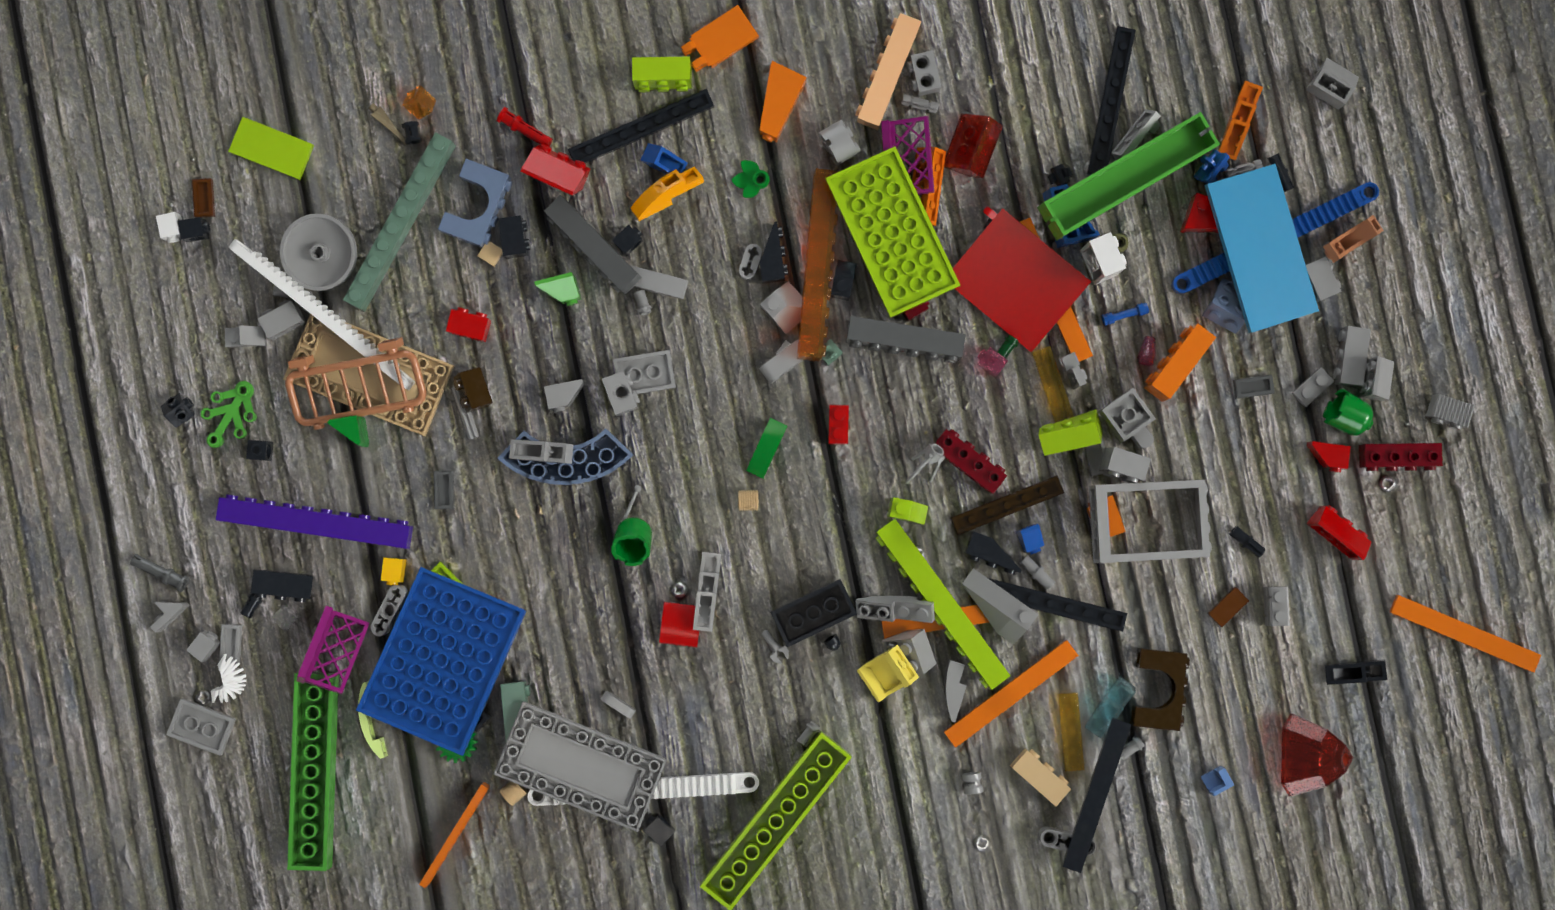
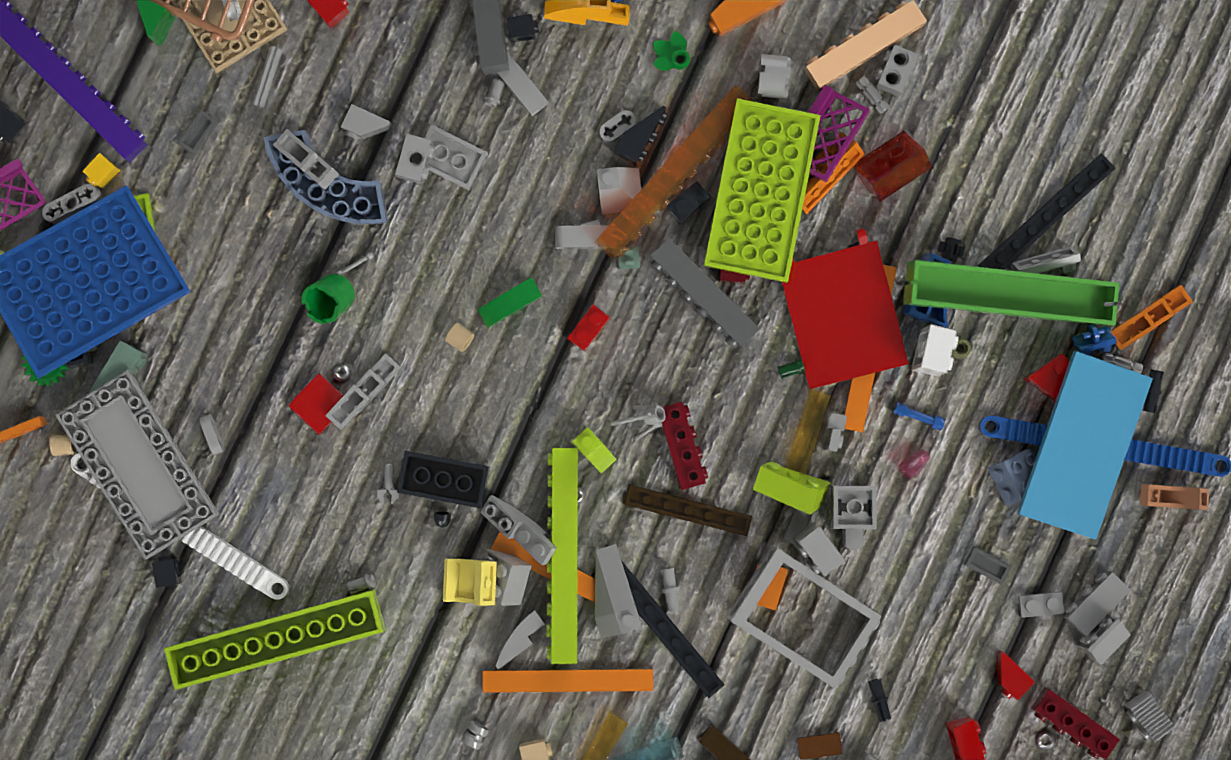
camera: 35 degrees right, 0 degrees up
(472, 390) = (286, 61): dark brown brick -> none
(561, 288) = (432, 28): bright green slope -> none
(987, 549) = (640, 536): black slope -> none
(991, 361) = (767, 371): clear pink brick -> none
(1030, 538) = (686, 555): blue slope -> none
(1179, 363) = (937, 494): orange brick -> none
(1323, 279) = (1120, 514): light grey brick -> none
(1348, 413) = (1055, 652): green cylinder -> none

